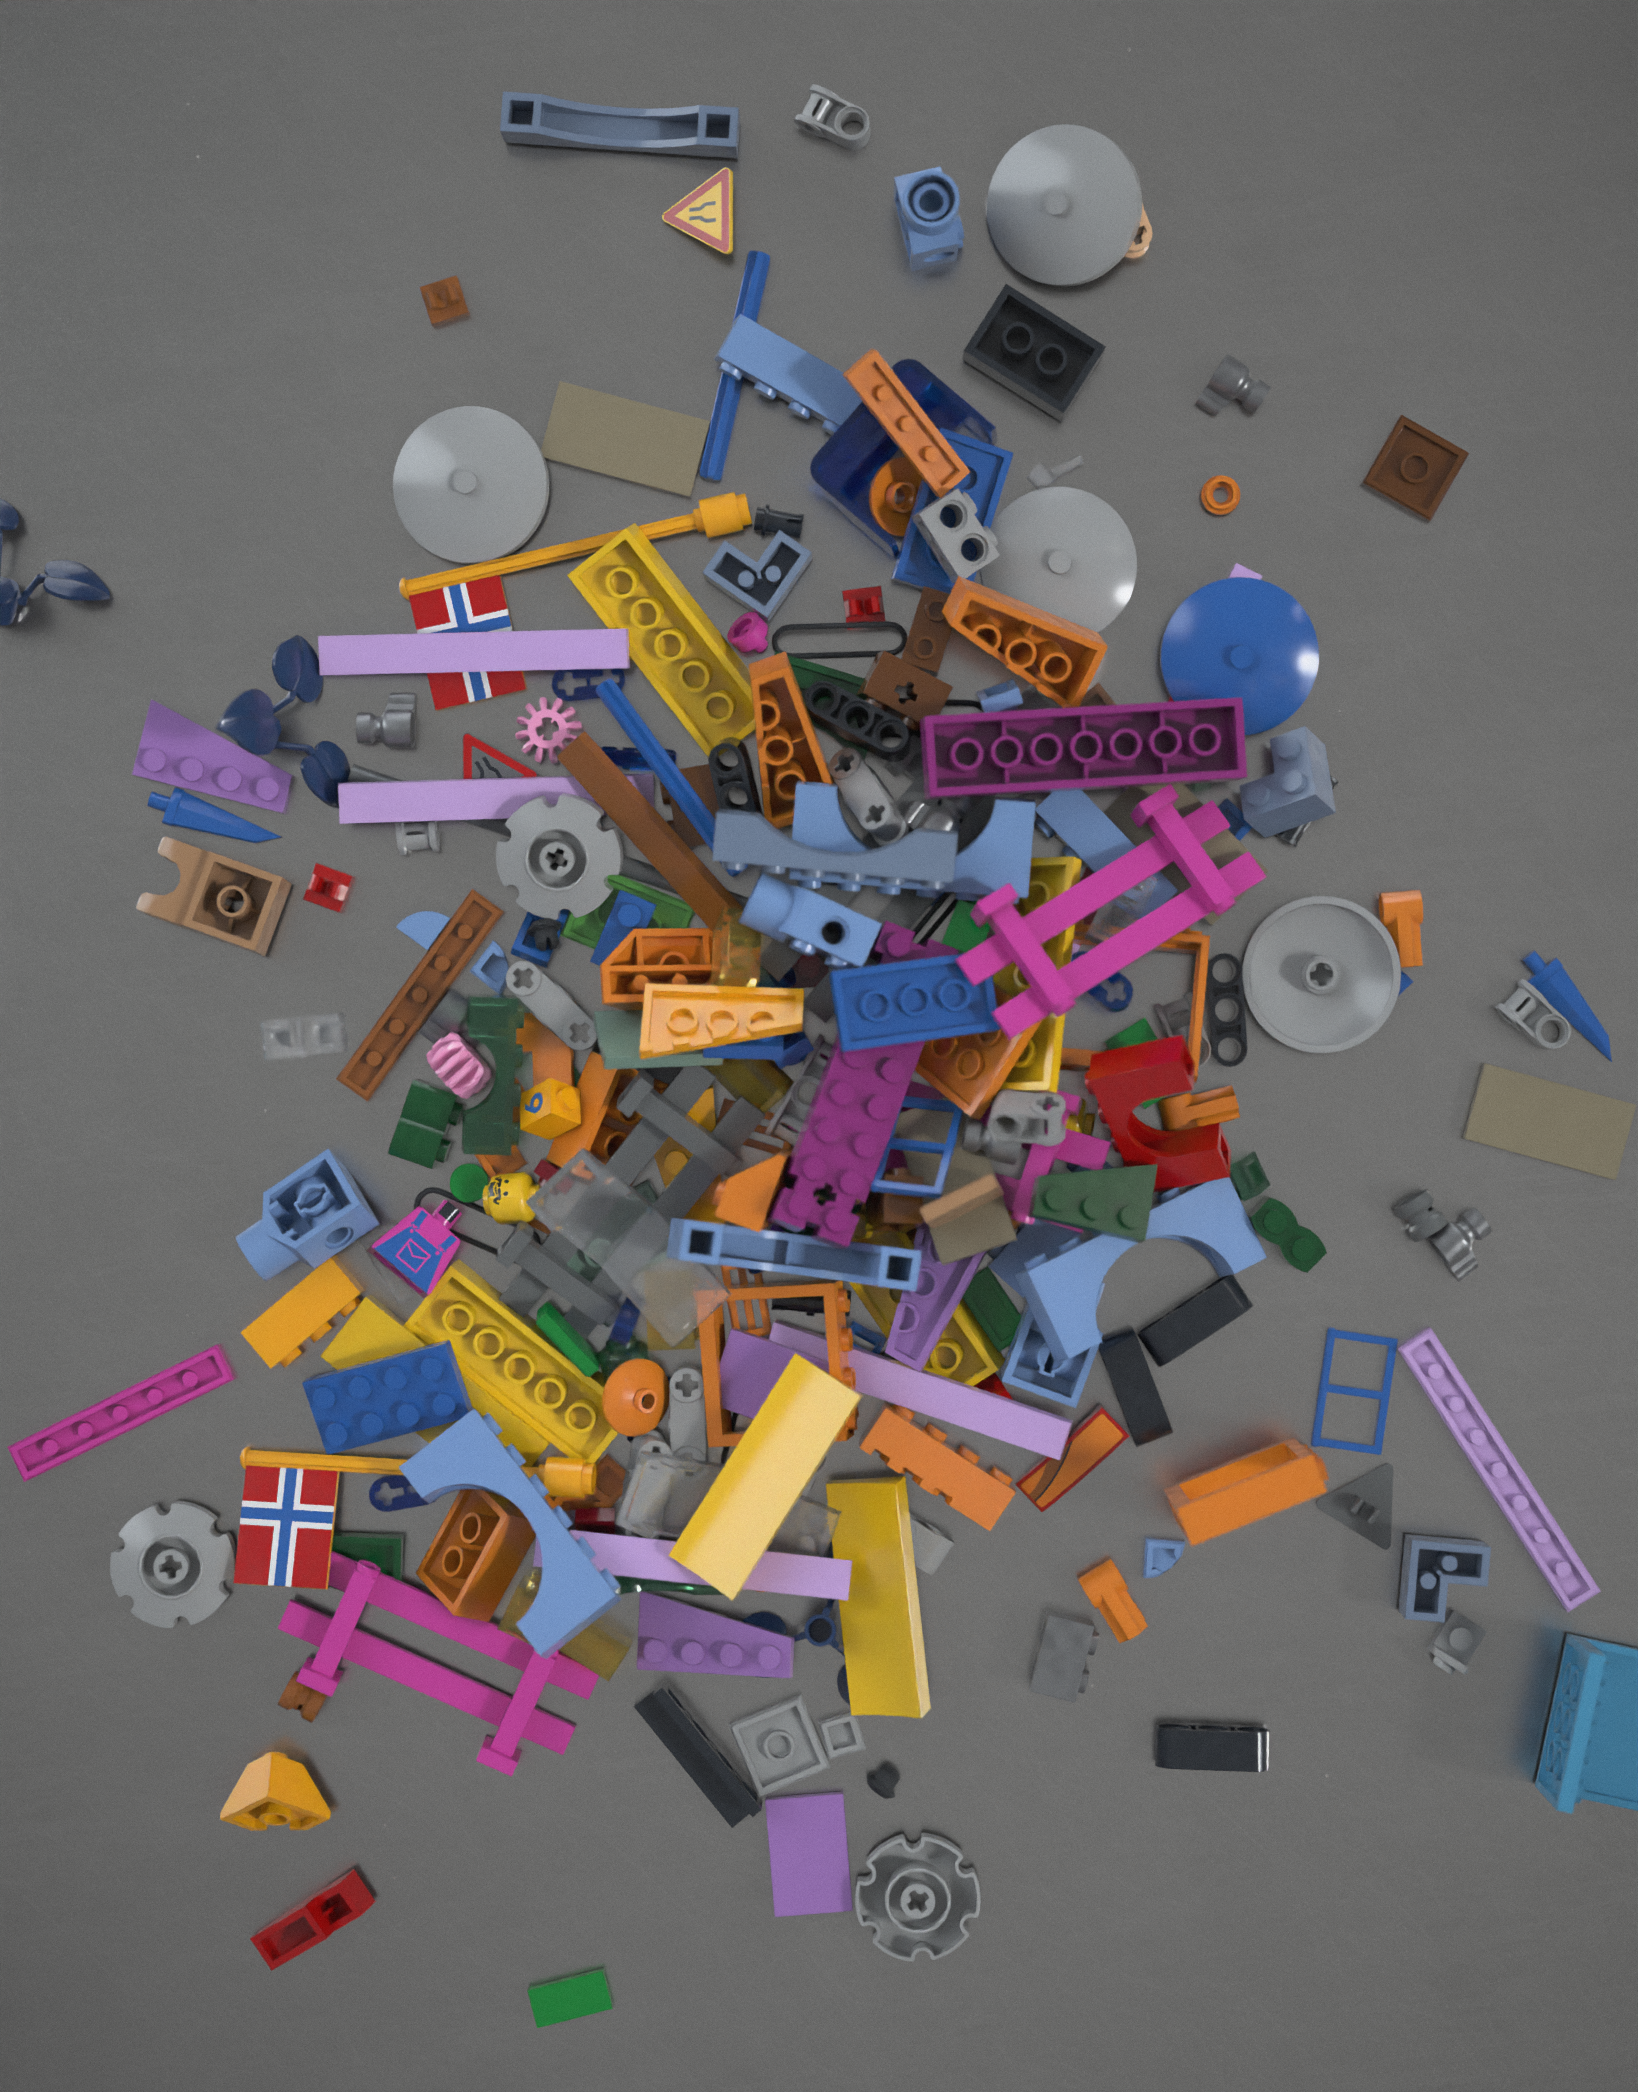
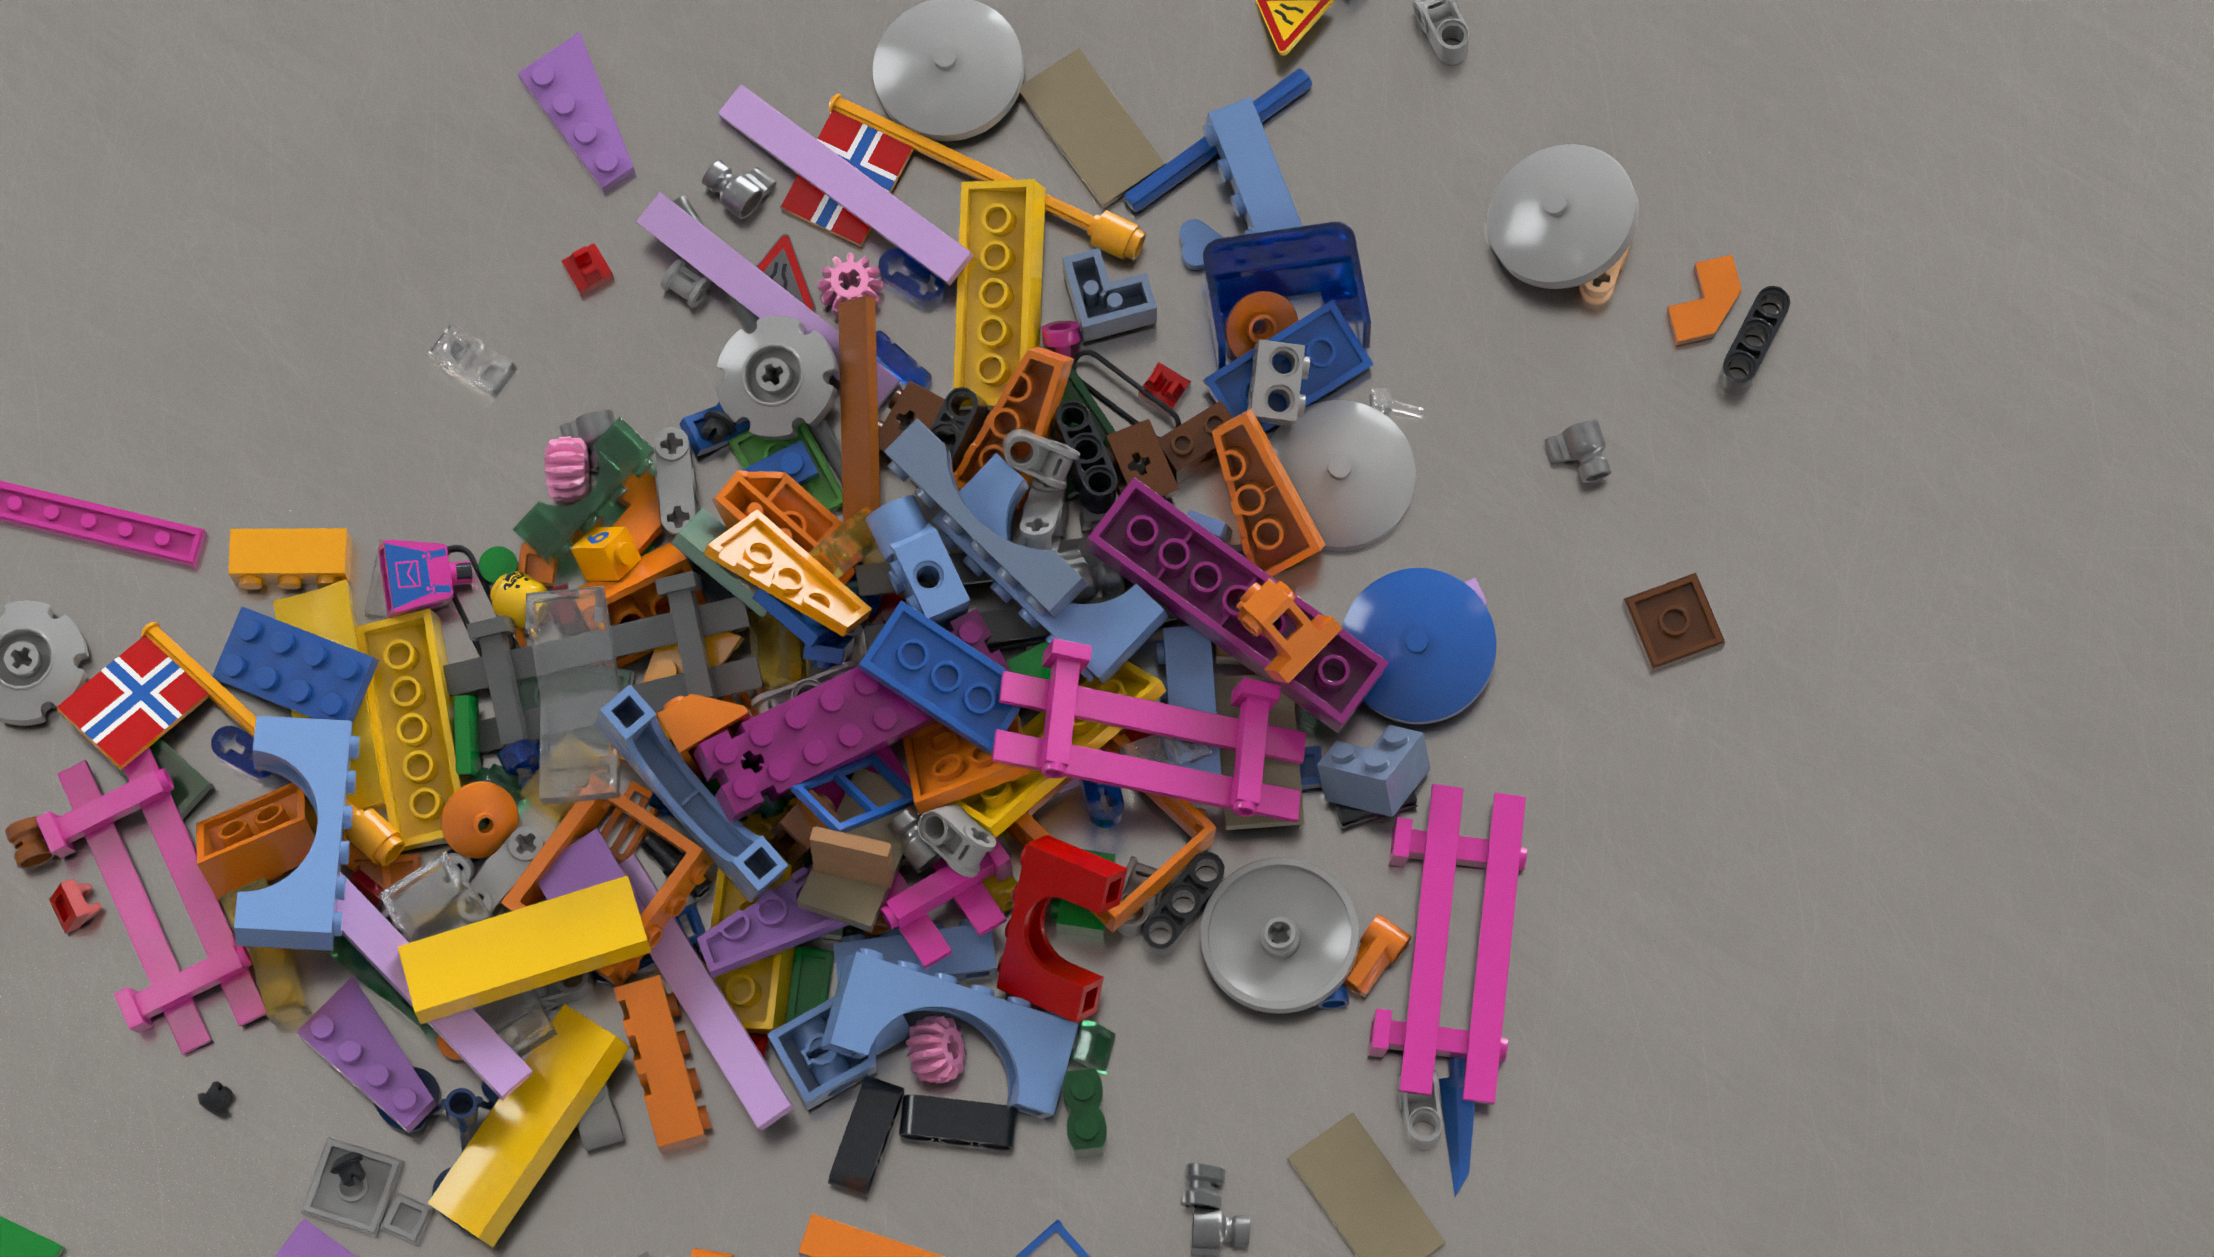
camera: 40 degrees right, 15 degrees down
(195, 814) = (538, 139): blue bar -> none
(206, 894) = (501, 208): medium nougat brick -> none
(255, 729) = (634, 88): dark blue plant -> none
(307, 1218) = (355, 485): medium blue brick -> none
(380, 1718) = (70, 905): none -> red tile
(420, 995) = (615, 392): dark orange tile -> none
(423, 927) = (632, 354): medium blue tile -> none
(425, 1124) = (503, 494): dark green brick -> none
(492, 968) = (655, 420): medium blue tile -> none
(620, 1768) = (216, 1098): none -> black piece
(660, 762) = (911, 366): blue axle -> none
(698, 1754) = (285, 1139): black fence -> none
(769, 1738) = (349, 1167): none -> black piece
(773, 520) = (1158, 278): black pin -> none
(791, 464) = (1194, 237): none -> medium blue tile
(837, 756) = (1042, 458): none -> light grey piece
(906, 423) = (1306, 267): orange plate -> none
(929, 217) = (1451, 142): medium blue brick -> none
(1033, 352) = (1449, 302): black brick -> none
(1084, 1450) = (771, 1150): slope -> none
(1097, 1201) = (957, 949): dark green wing -> none
(1121, 742) = (1263, 606): none -> orange tile
(1136, 1282) = (936, 1049): none -> bright pink gear
(1199, 1109) = (1090, 954): orange piece -> none
(1226, 484) = (1510, 511): orange plate -> none
(1232, 163) = (1703, 317): none -> orange tile
(1301, 165) = (1757, 323): none -> black beam
(1493, 962) = (1442, 850): none -> dark pink fence

